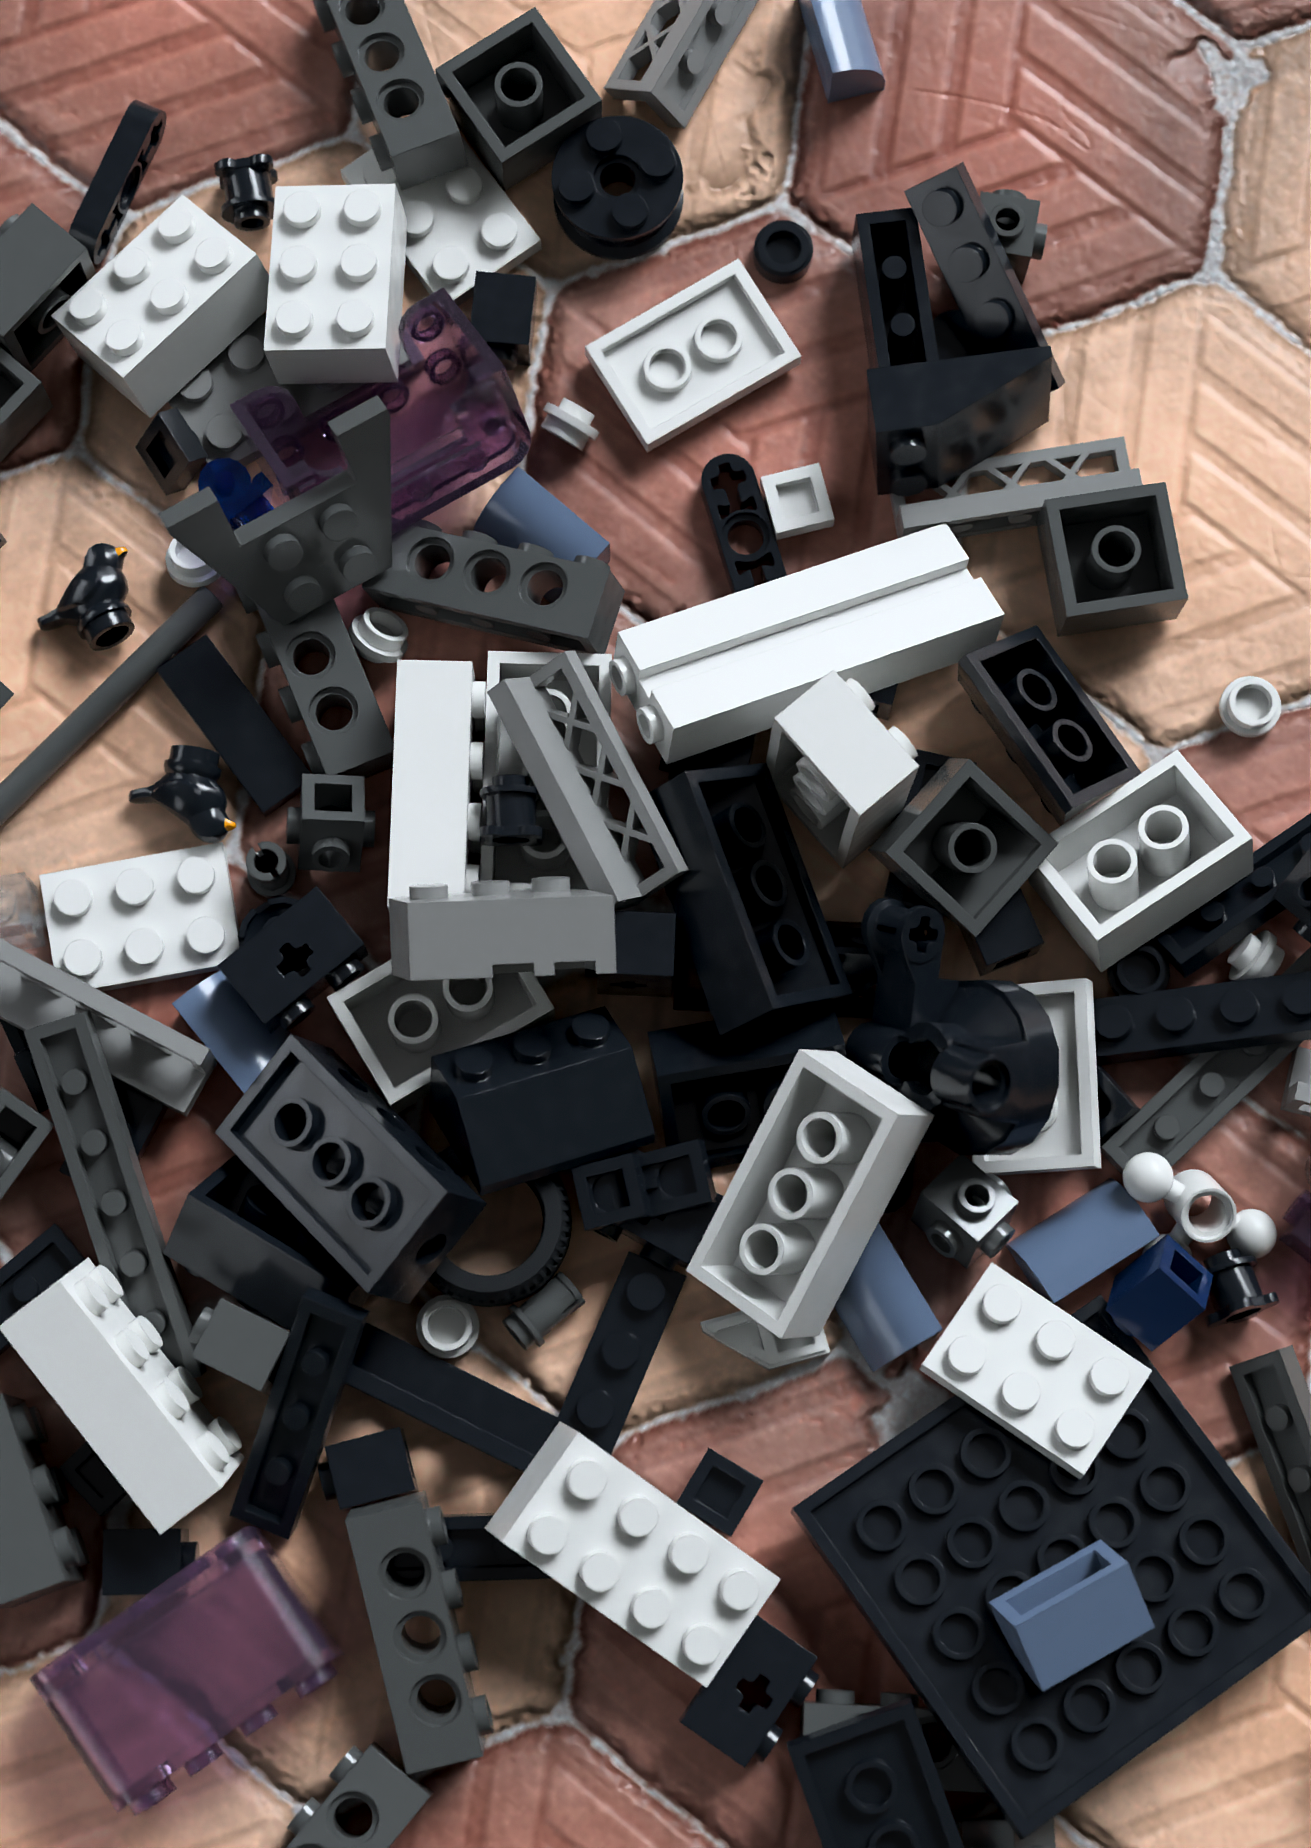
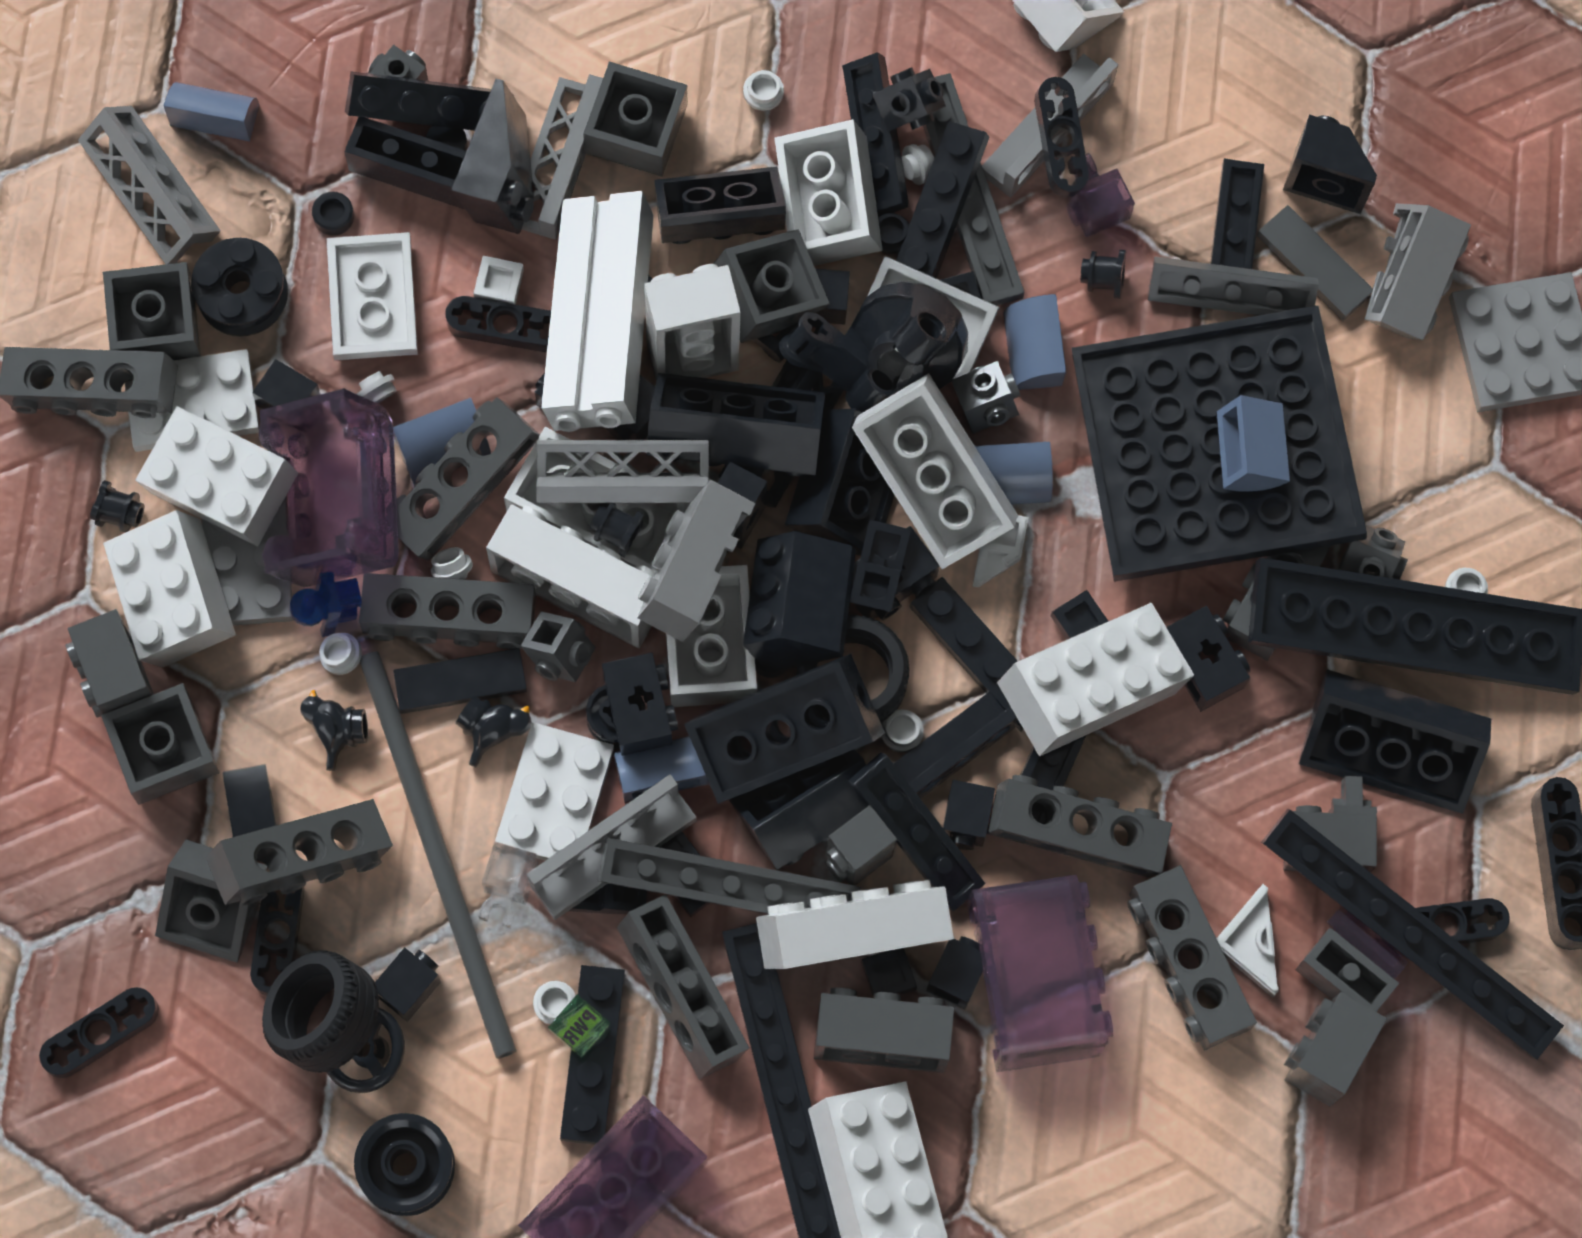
camera: 65 degrees left, 5 degrees down
(118, 178) = (58, 579): black beam -> none
(171, 451) = (263, 634): black plate -> none
(265, 883) = (565, 709): dark grey pin -> none
(313, 542) = (385, 555): dark grey wing -> none
(543, 1311) = (922, 672): dark grey pin -> none
(1035, 1370) = (1099, 402): white plate -> none
(1151, 1178) = (1020, 281): white piece -> none
(1159, 1293) = (1089, 311): dark blue brick -> none

